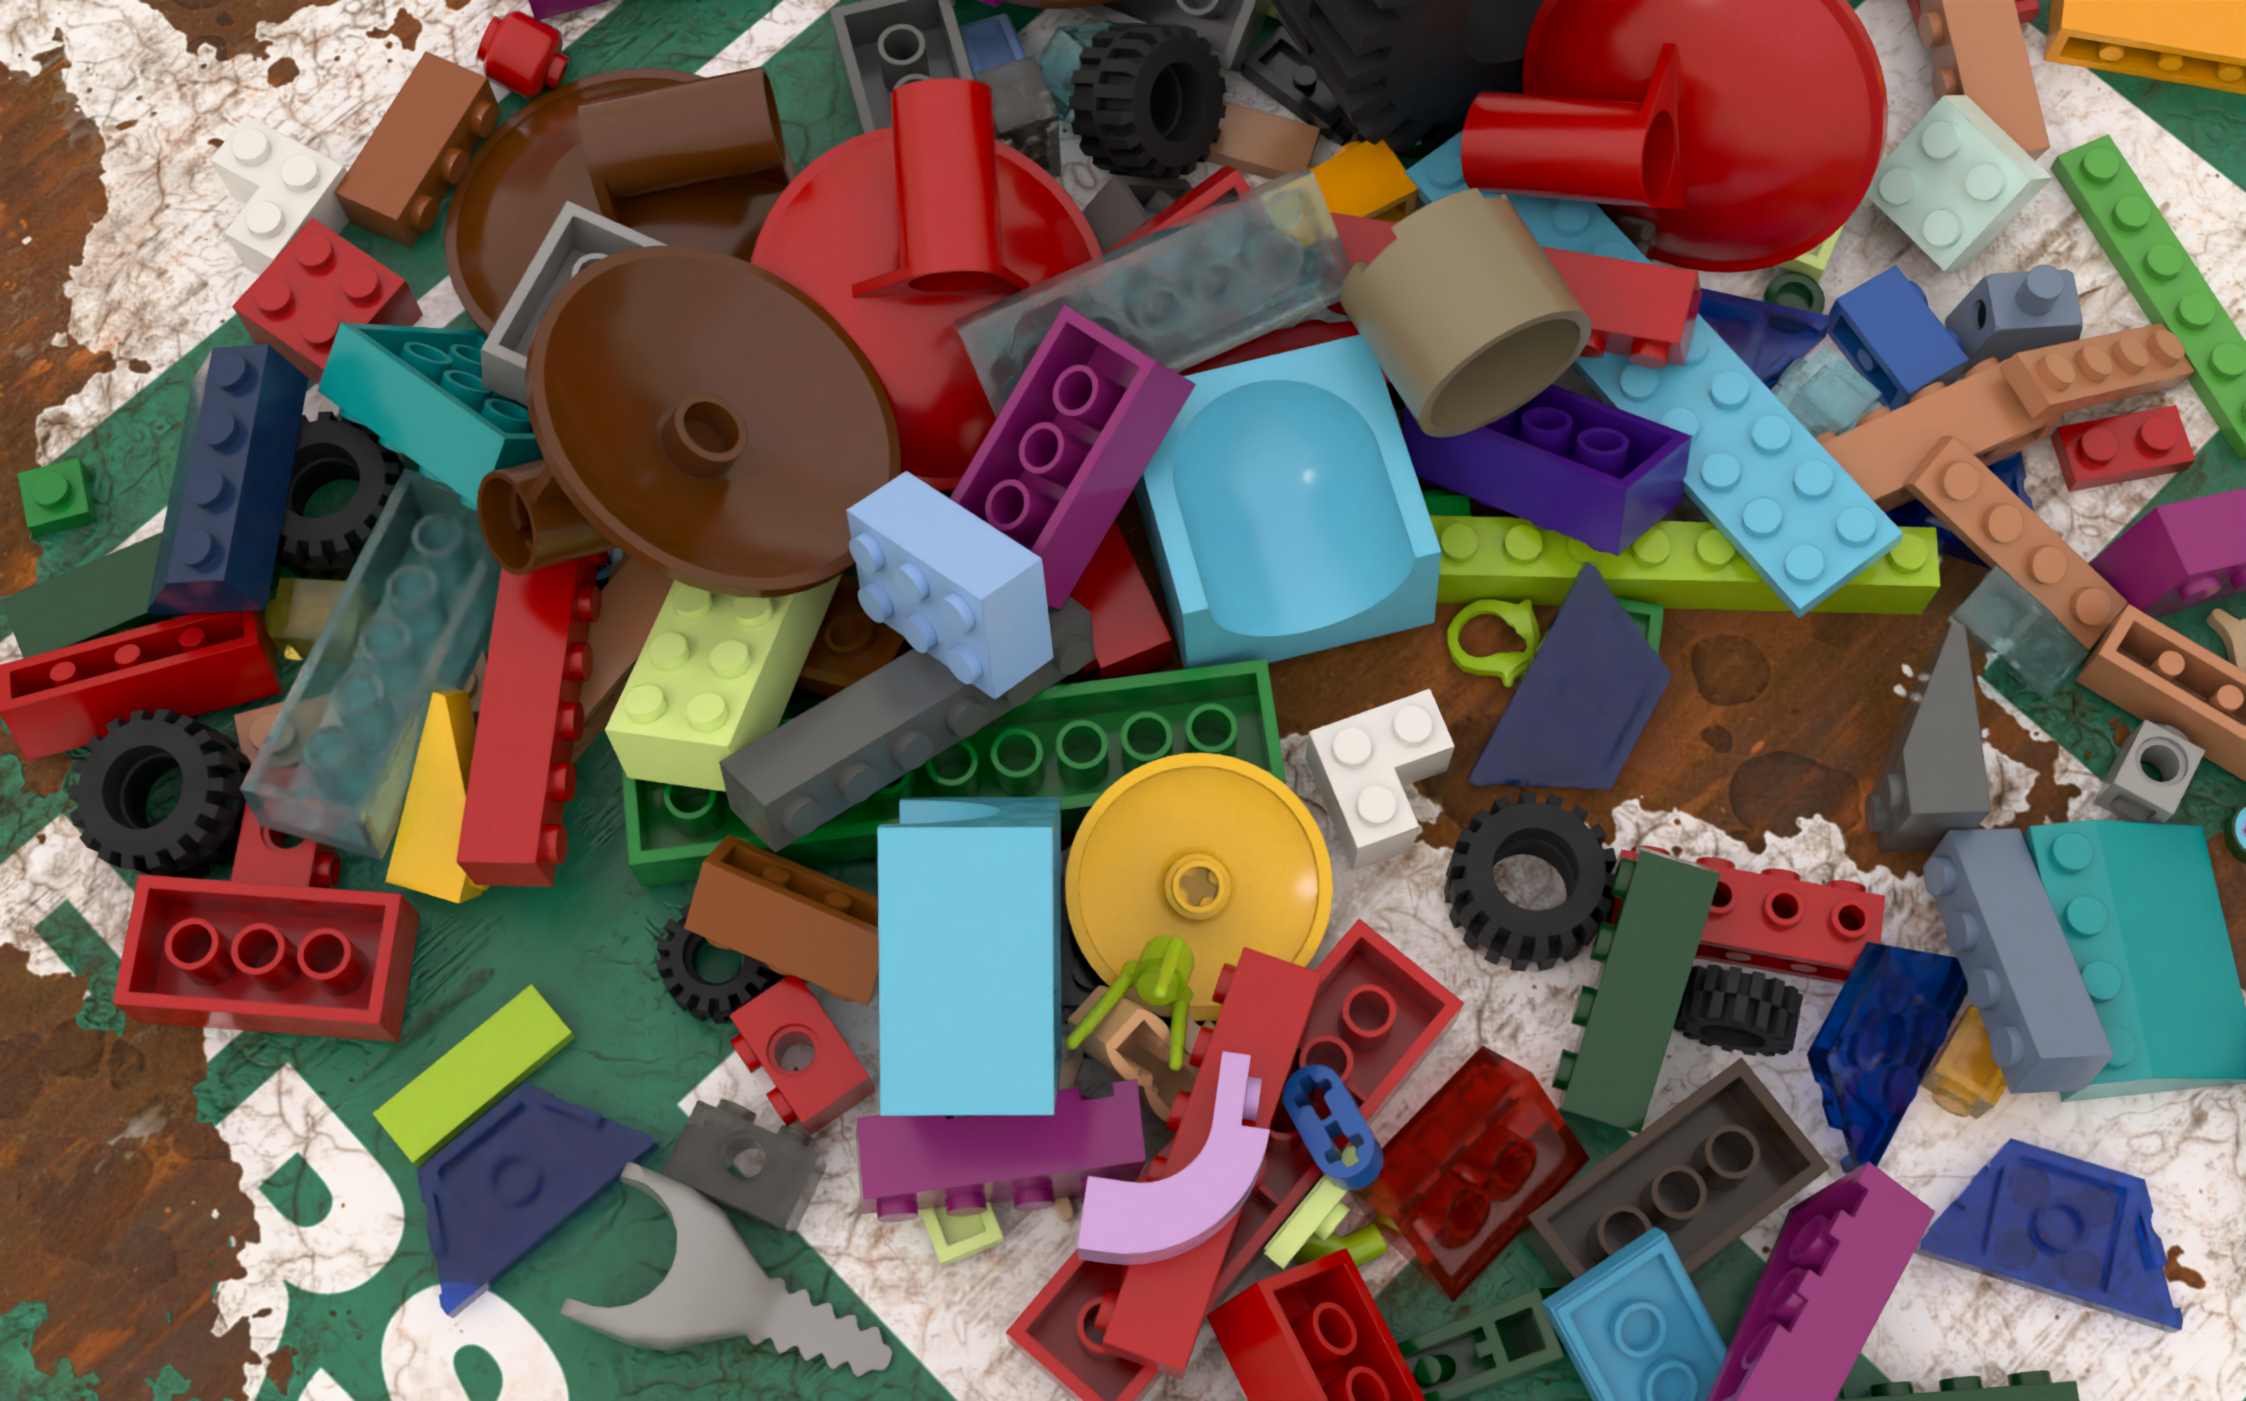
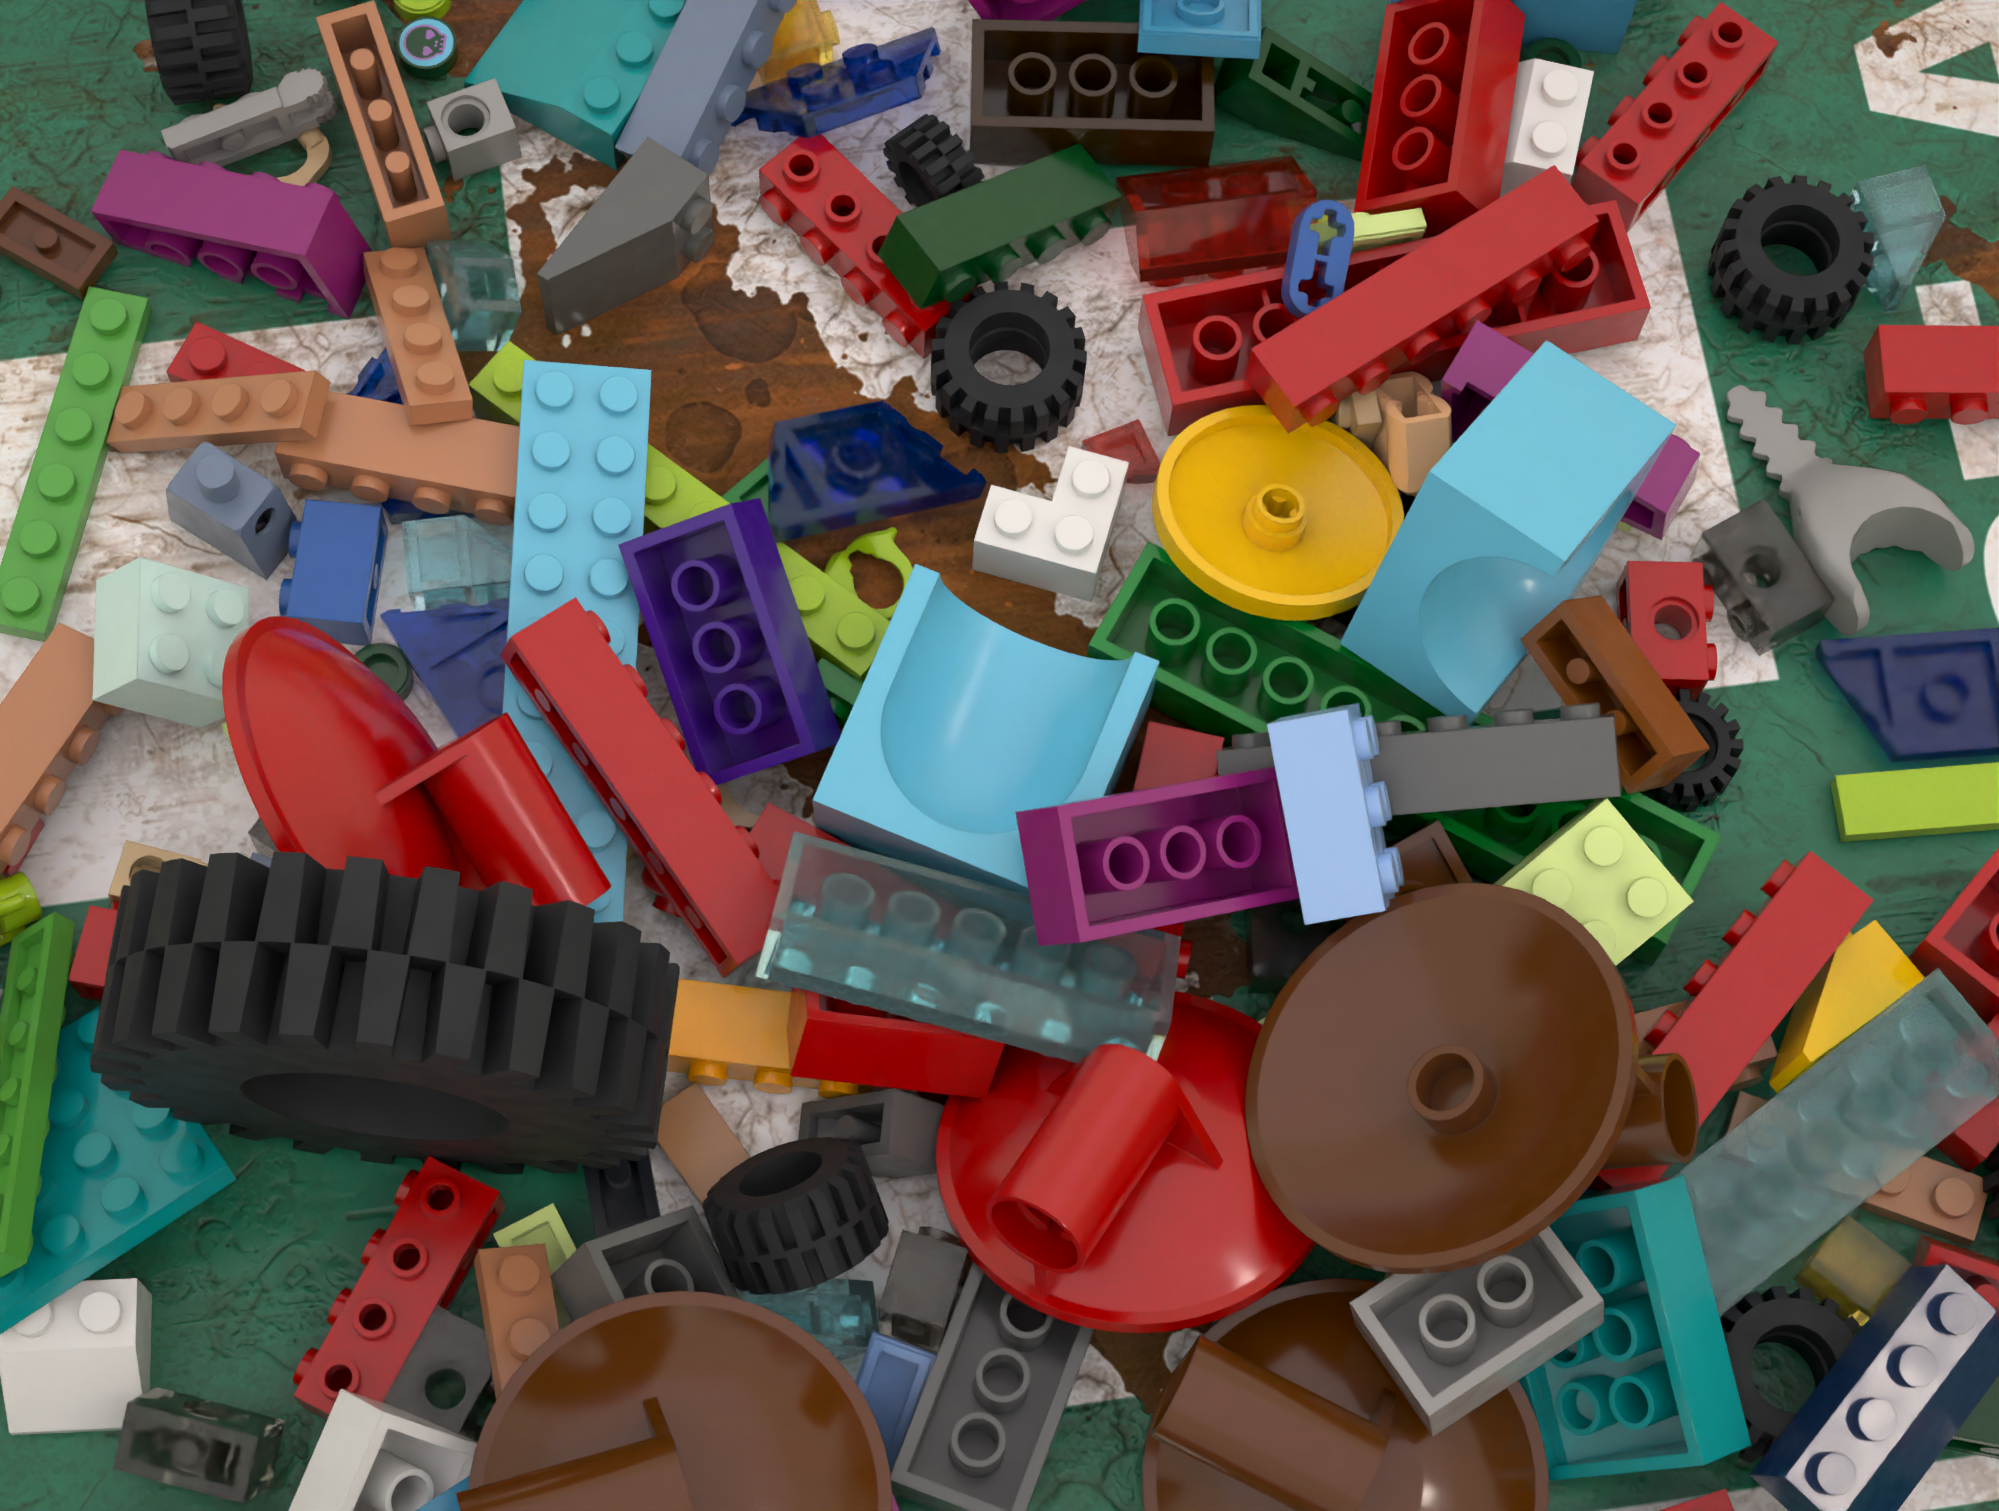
camera: 150 degrees left, 0 degrees up
(1160, 980) = (1363, 448): lime plant -> none
(1171, 1216) = (1478, 244): lavender arch -> none
(1376, 897) = (1129, 445): none -> clear red tile
(1465, 313) = (745, 711): dark tan brick -> none

